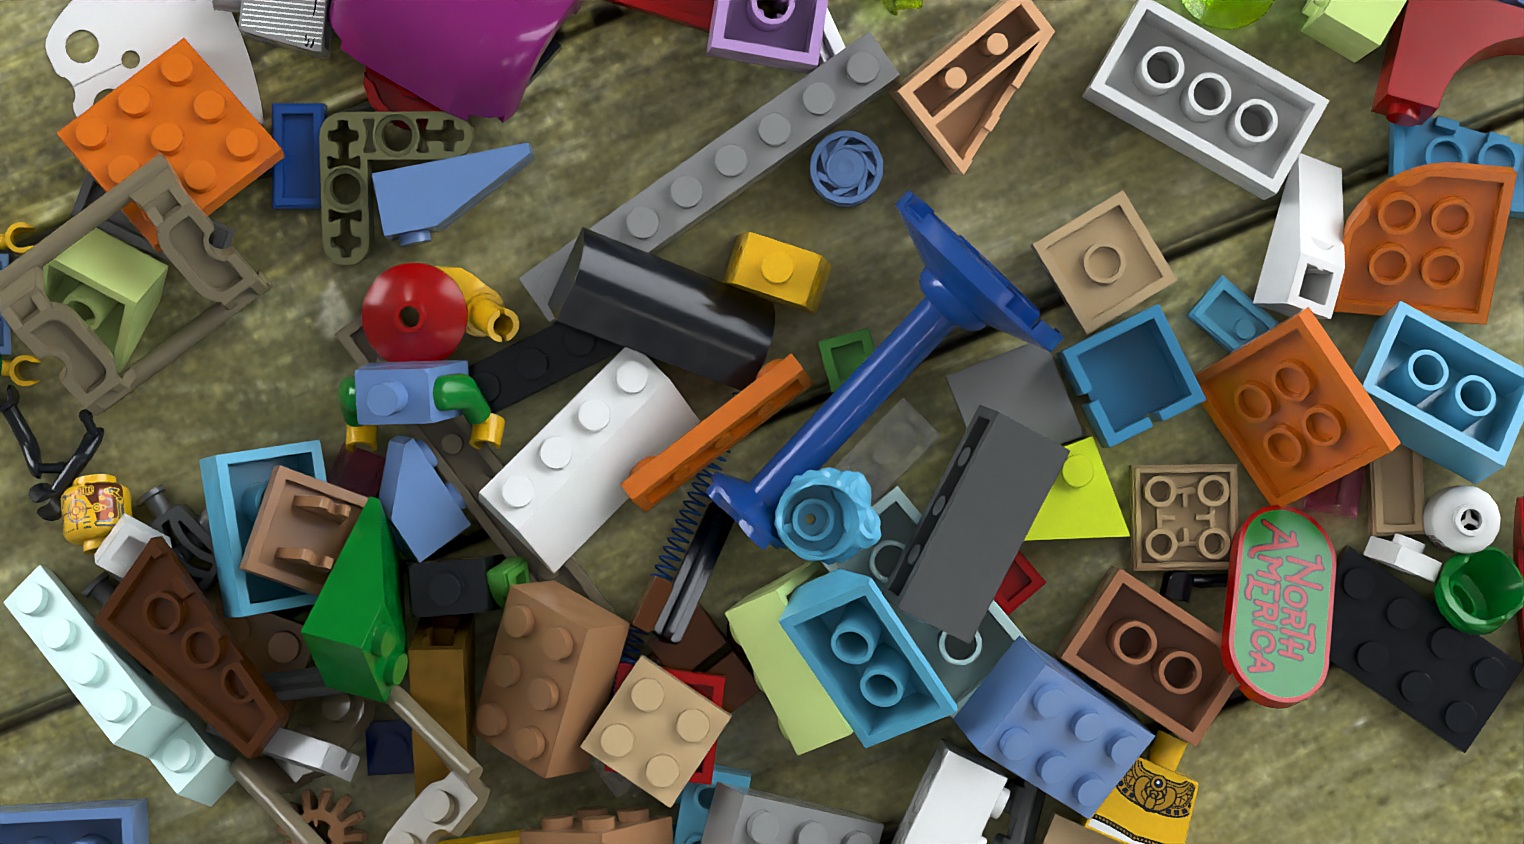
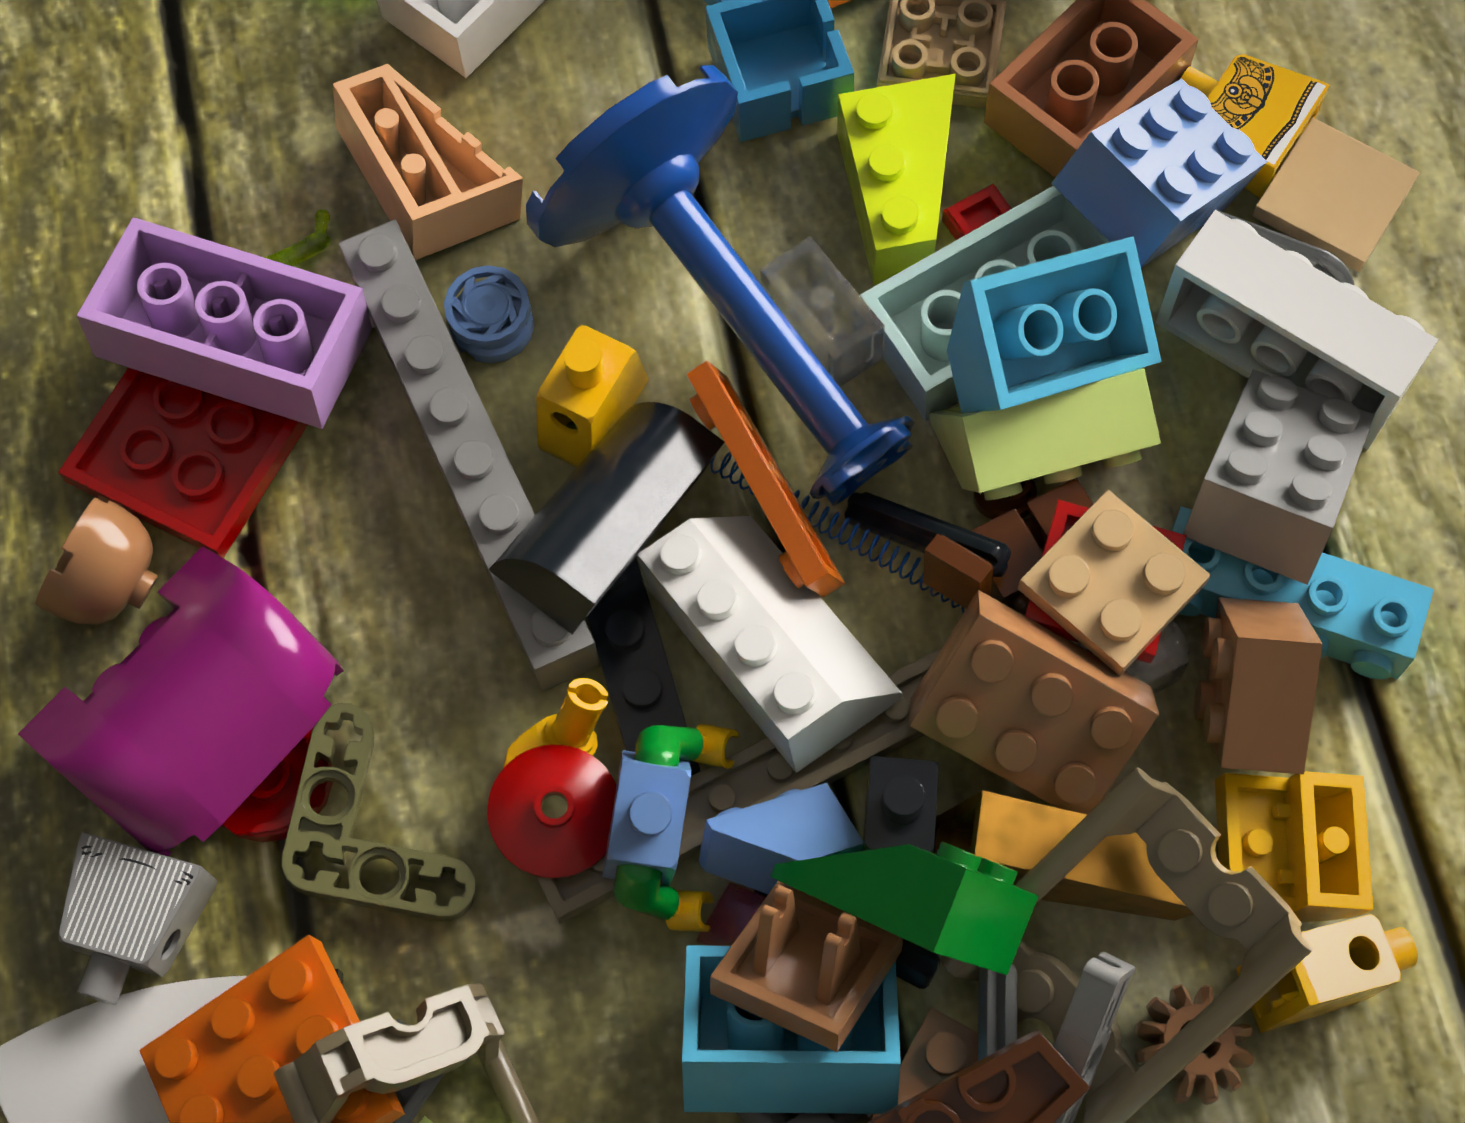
camera: 80 degrees left, 20 degrees down
(298, 174) = (353, 935): blue tile -> none
(389, 747) = (1088, 930): clear blue plate -> none
(439, 192) = (411, 780): medium blue slope -> none
(508, 572) = (905, 744): bright green tile -> none
(840, 511) = (884, 346): medium azure hair -> none
(844, 355) = (704, 337): bright green plate -> none
(975, 523) = (912, 198): dark grey brick -> none
(1021, 386) = (790, 185): light grey tile -> none
(1103, 263) = (639, 54): tan plate -> none
(1179, 584) = (1012, 45): black hand -> none

